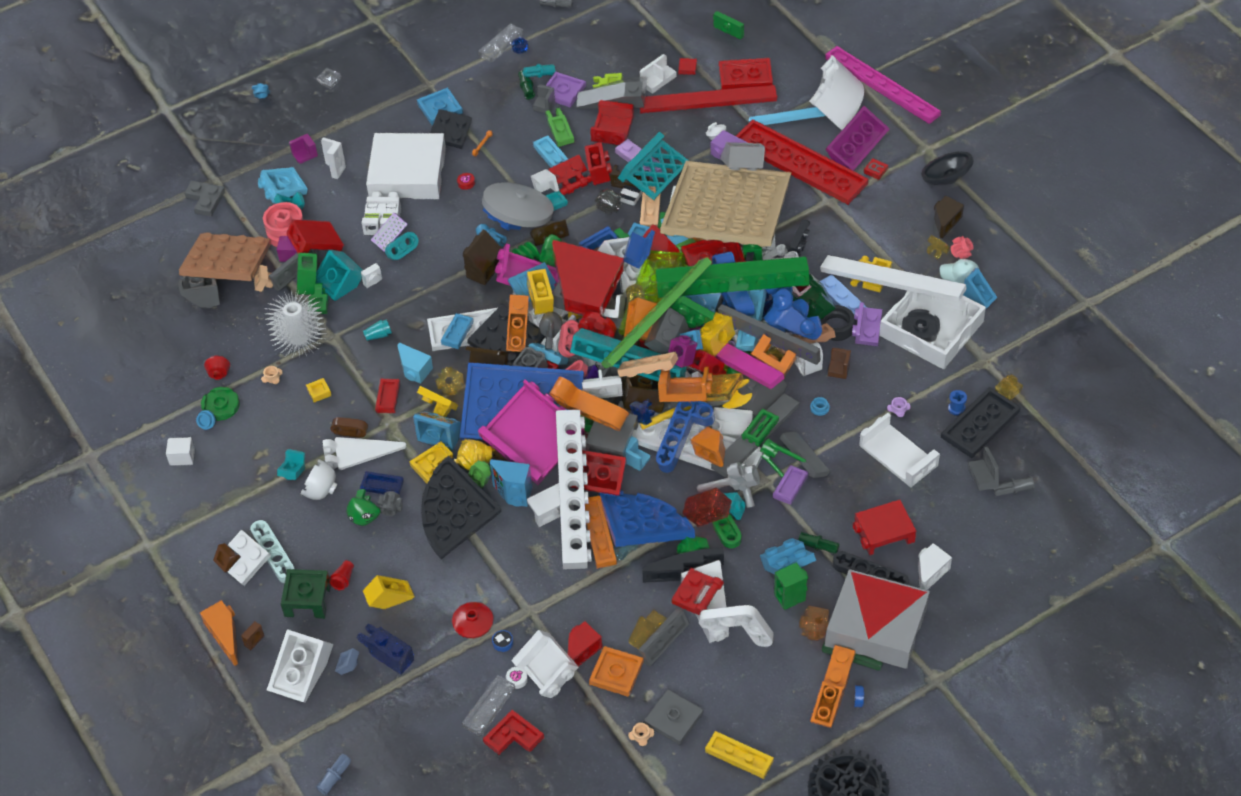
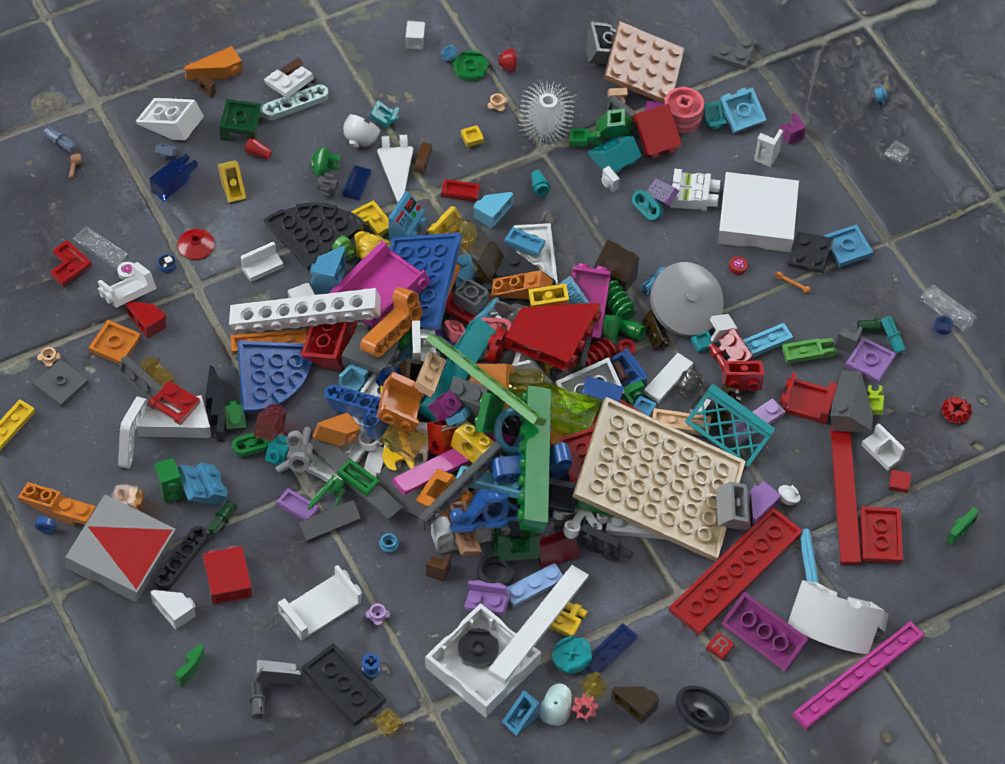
camera: 90 degrees right, 5 degrees up
(363, 755) = (75, 160): none -> nougat hand
(497, 552) = (261, 262): none -> white panel
(598, 219) = (667, 378): none -> white tile
(608, 39) = (958, 416): none -> red gear
(896, 241) = (611, 648): none -> clear blue tile
(910, 260) = (572, 654): none -> teal tile
(986, 541) = (193, 662): none -> green slope

